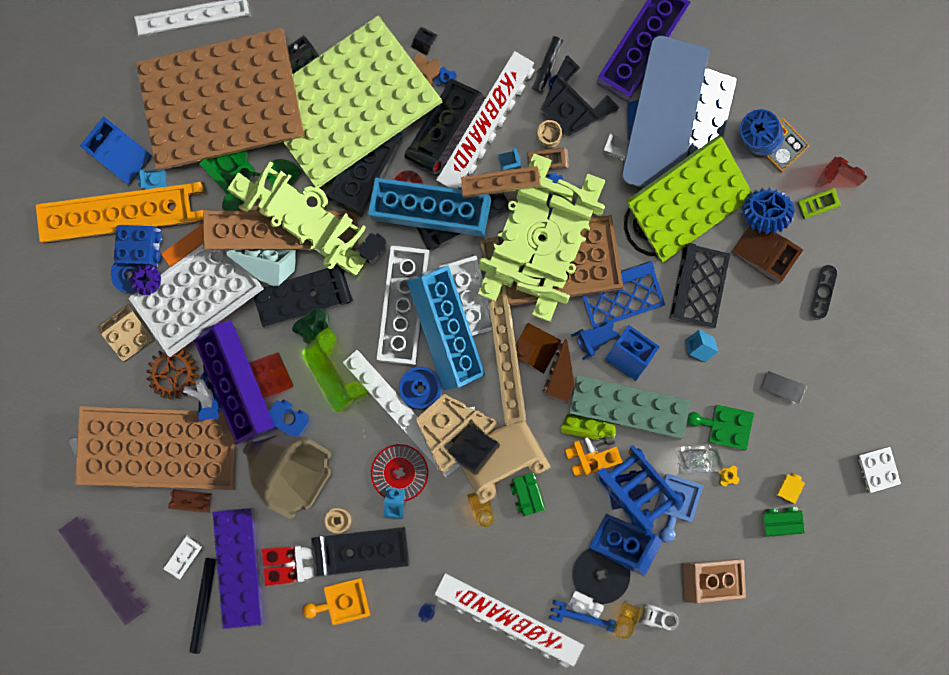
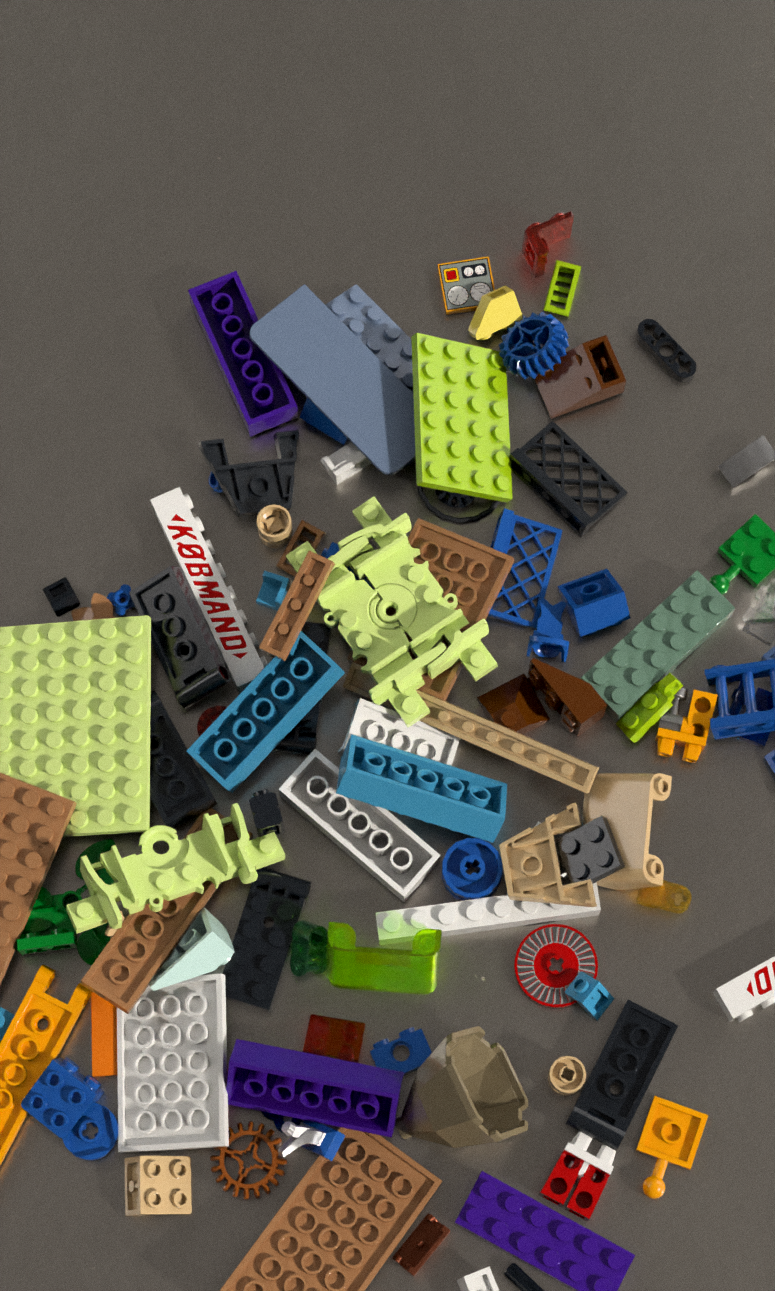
camera: 55 degrees left, 10 degrees down
(151, 286) = (113, 1127): dark purple gear -> none
(426, 612) = (748, 1044): clear blue plate -> none
(528, 494) = (683, 831): green brick -> none
(547, 65) = (197, 485): black pin -> none
(701, 345) = (638, 520): dark azure panel -> none
(766, 141) = (453, 297): blue wheel -> none
(773, 173) = (495, 312): none -> light yellow slope

